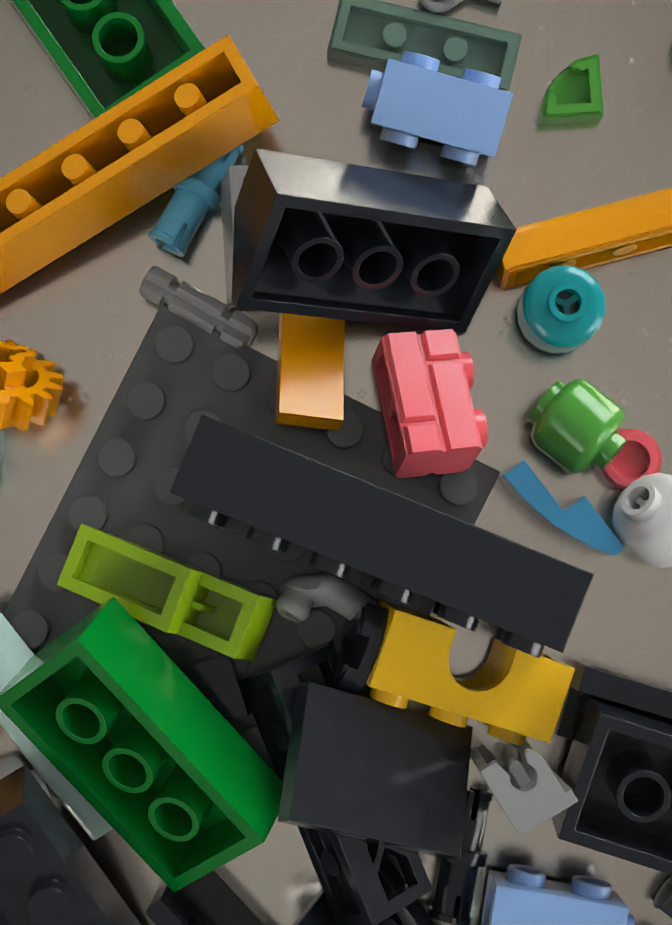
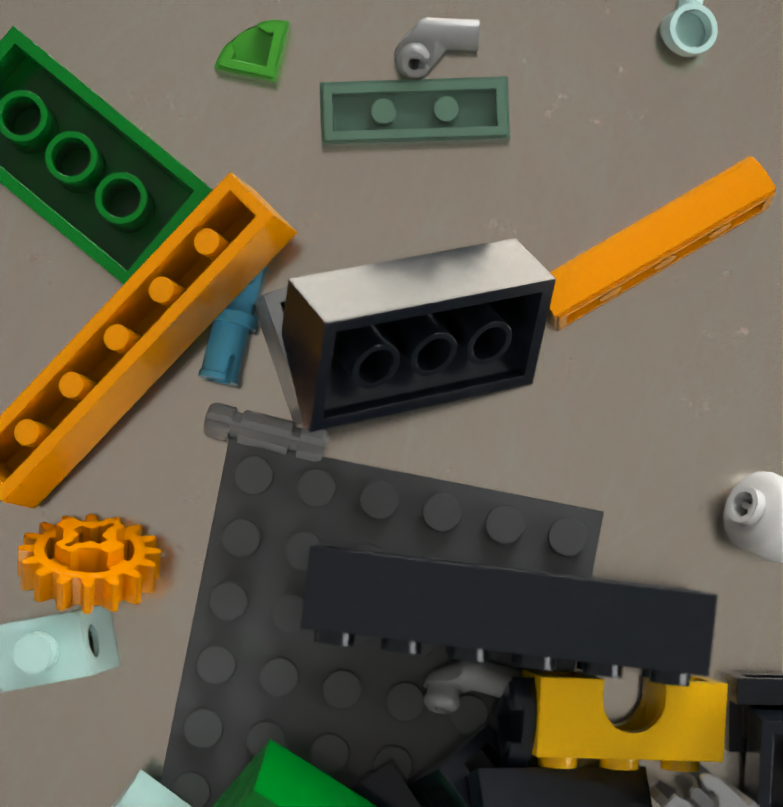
camera: 15 degrees left, 0 degrees up
(168, 593) = (317, 720): lime slope -> none
(310, 372) = (394, 469): light orange tile -> none
(420, 102) = (446, 175): light blue brick -> none
(428, 403) = (516, 466): coral brick -> none
(567, 289) = (603, 355): teal head -> none
(574, 94) = (574, 119): bright green tile -> none
(574, 521) = (686, 539): dark azure slope -> none
(577, 426) = (666, 448): bright green head -> none
(636, 458) = (723, 463): coral tile -> none

